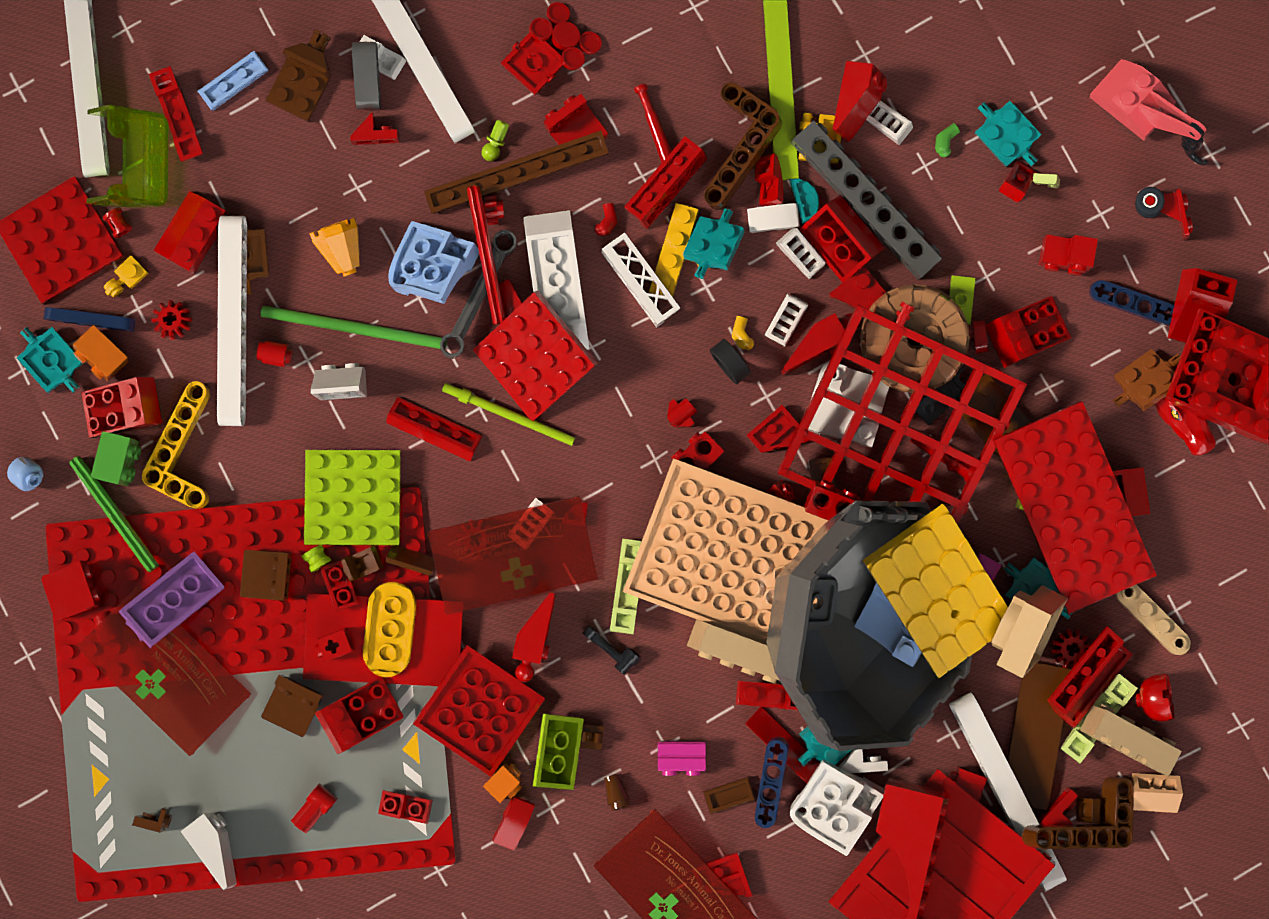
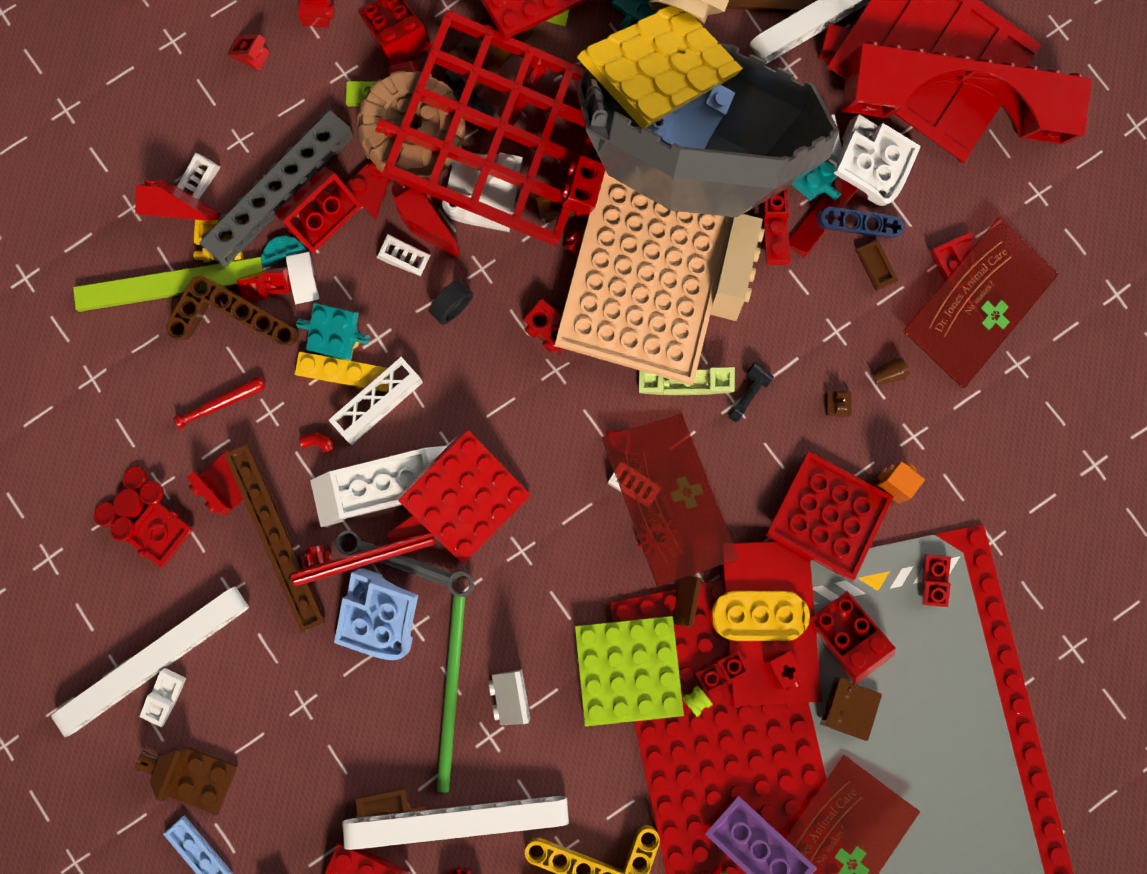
camera: 100 degrees left, 5 degrees down
(149, 820) = (993, 845): reddish brown bracket -> none
(212, 845) = (1011, 776): white slope -> none
(266, 575) = (720, 753): reddish brown bracket -> none
(274, 353) = (486, 772): red brick -> none
(317, 803) = (948, 671): red piece -> none
(339, 245) = (366, 715): light orange cone -> none
(362, 564) = (697, 652): reddish brown bracket -> none
(366, 75) = (181, 707): dark grey beam -> none
(367, 134) = (247, 698): red slope -> none
(433, 429) = (548, 595): red slope -> none
(466, 396) = (511, 565): lime bar -> none
(491, 151) = (254, 568): lime axle -> none
(514, 822) = (937, 469): red slope -> none
(532, 639) = (750, 468): red slope -> none
(558, 751) = (861, 429): lime slope -> none
(666, 182) = (273, 385): red fence -> none
(680, 414) = (508, 348): red piece -> none
(681, 756) = (847, 312): dark pink brick -> none
(739, 334) = (423, 299): yellow arm -> none
(775, 431) = (515, 254): red wing -> none
(800, 240) = (333, 260): white slope -> none
(943, 140) = (212, 124): bright green arm -> none
(1007, 133) = (202, 64): teal plate -> none
(1050, 179) = (245, 21): yellowish green tile -> none

